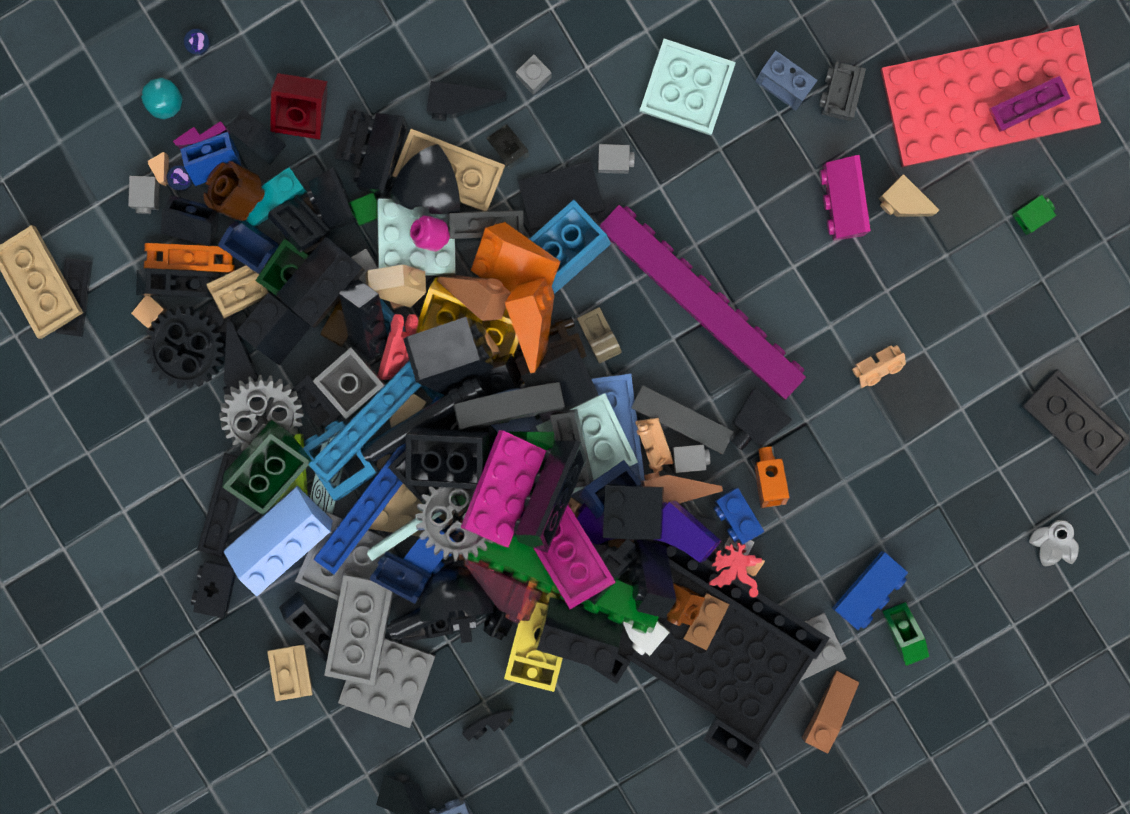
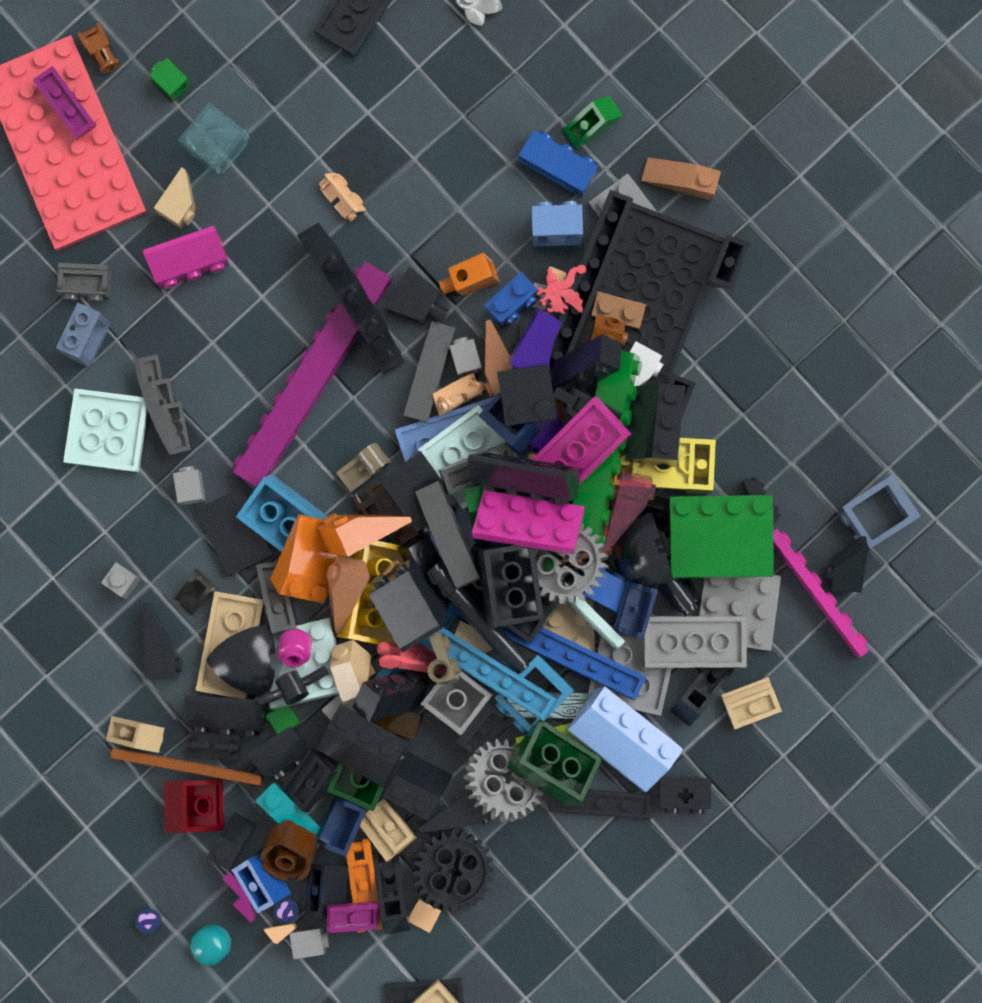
camera: 90 degrees left, 5 degrees down
(157, 241) = (352, 917): none -> magenta plate
(338, 106) = (187, 766): none -> dark orange tile
(375, 767) = (825, 601): none -> dark pink plate
(379, 61) = (135, 734): none -> tan slope
(391, 223) = (291, 687): none -> black piece
(401, 378) = (441, 646): none -> dark tan plate
(456, 677) = (721, 536): none -> green slope
(693, 148) = (159, 400): none -> dark grey slope
(773, 356) = (352, 297): none -> black arch
(806, 577) = (557, 224): none -> medium blue brick
(962, 248) = (214, 139): none -> clear light blue brick
(1085, 148) = (97, 45): none -> dark orange connector

